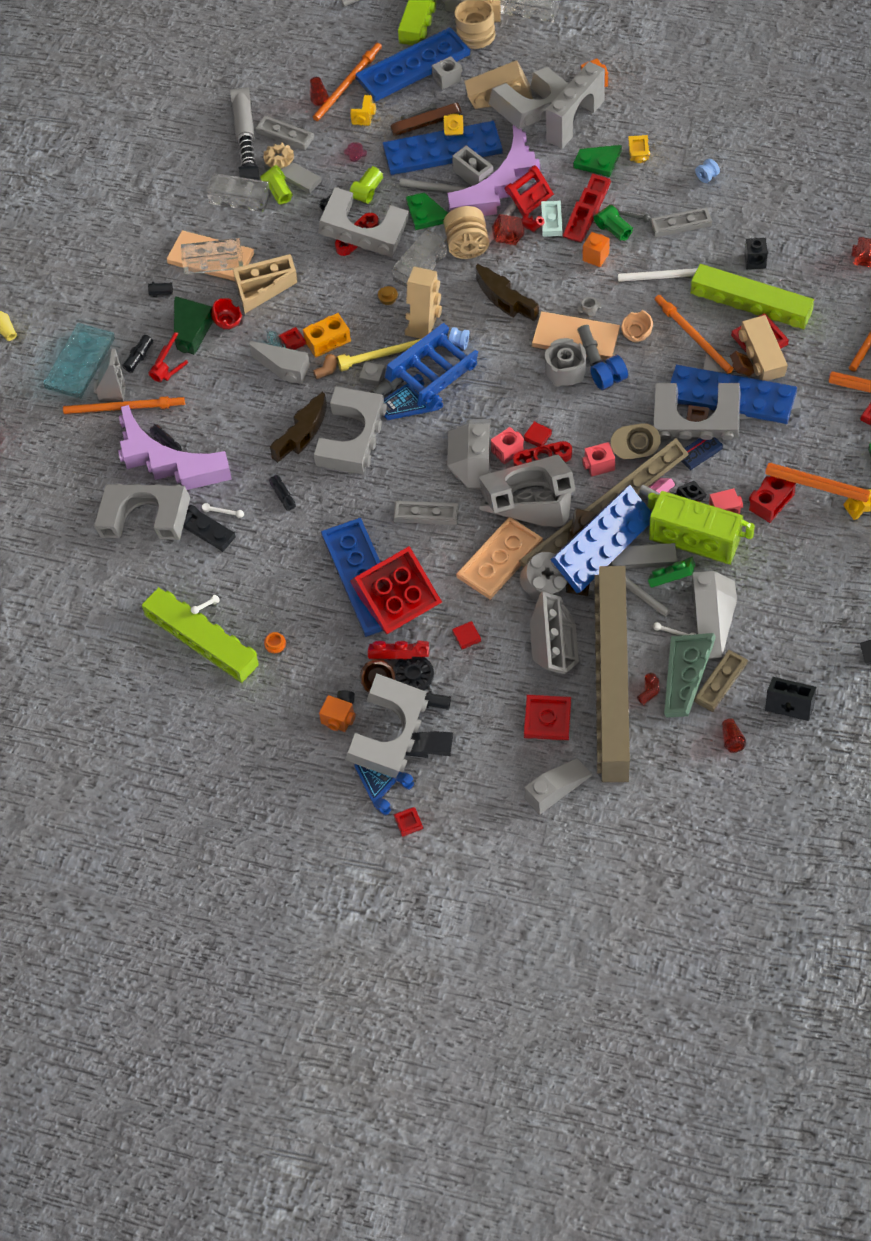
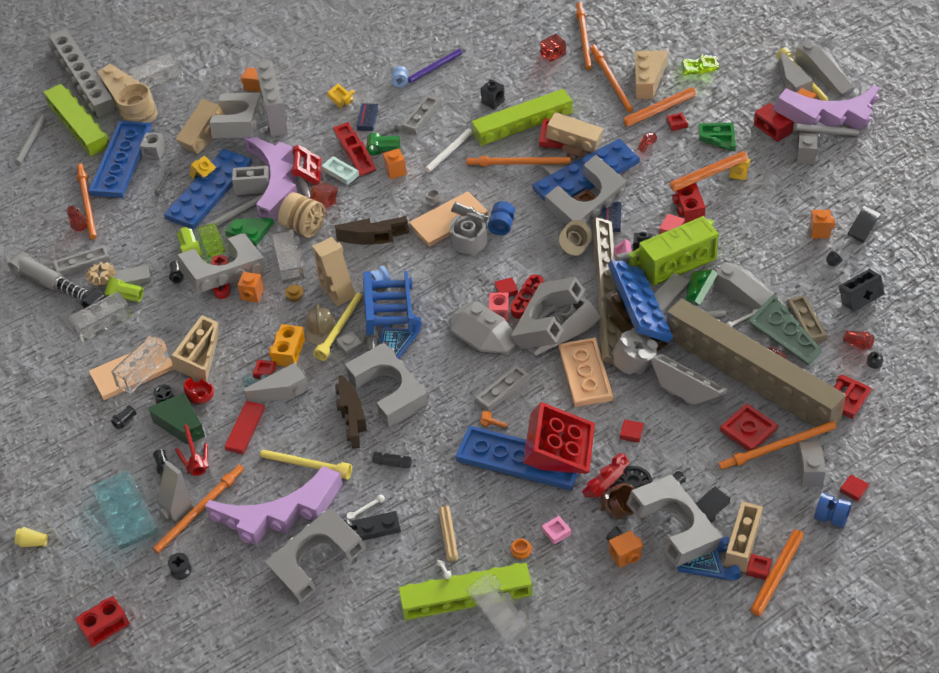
camera: 50 degrees left, 10 degrees down
(61, 441) = (184, 568): none -> black wheel
(164, 438) = (259, 499): black axle -> none
(195, 665) = (498, 607): none -> clear brick
(203, 295) = (163, 393): none -> black wheel
(224, 372) = (244, 427): none -> red tile
(240, 467) = (344, 469): none -> light yellow piece
(246, 583) = (448, 533): none -> tan axle
(313, 653) = (556, 530): none -> bright pink plate
(328, 367) = (315, 364): medium nougat arm -> none
(355, 151) = (151, 233): clear pink plate -> none
(360, 262) = (250, 287): none -> orange brick
(364, 115) = (127, 207): yellow bracket -> none
(372, 337) = (319, 325): none -> dark tan piece
(382, 524) = (486, 420): none -> orange hand
(387, 194) = (211, 239): none -> clear neon green slope
(413, 837) = (776, 573): none -> orange axle
(421, 788) = (744, 536): none -> tan brick
(424, 119) = (176, 180): reddish brown beam -> none
(508, 733) = (739, 458): none -> orange bar
(510, 837) = (840, 510): none -> blue wheel
(531, 224) = (335, 179): red arm -> none
(556, 838) = (854, 487): none -> red tile
(598, 159) = (321, 121): green wing -> none
(599, 459) = (565, 266): coral brick -> none
(637, 187) = (367, 117): none -> dark blue tile
(637, 326) = (481, 182): light nougat hair -> none
(654, 774) = (855, 395): none -> red plate
(722, 767) = (879, 360): none -> black hinge
(753, 184) = (435, 65): none -> dark purple bar
(816, 653) = (833, 259): none -> black hinge
(822, 409) = (647, 139): none -> clear red arm
(848, 614) = (821, 223): none -> orange brick

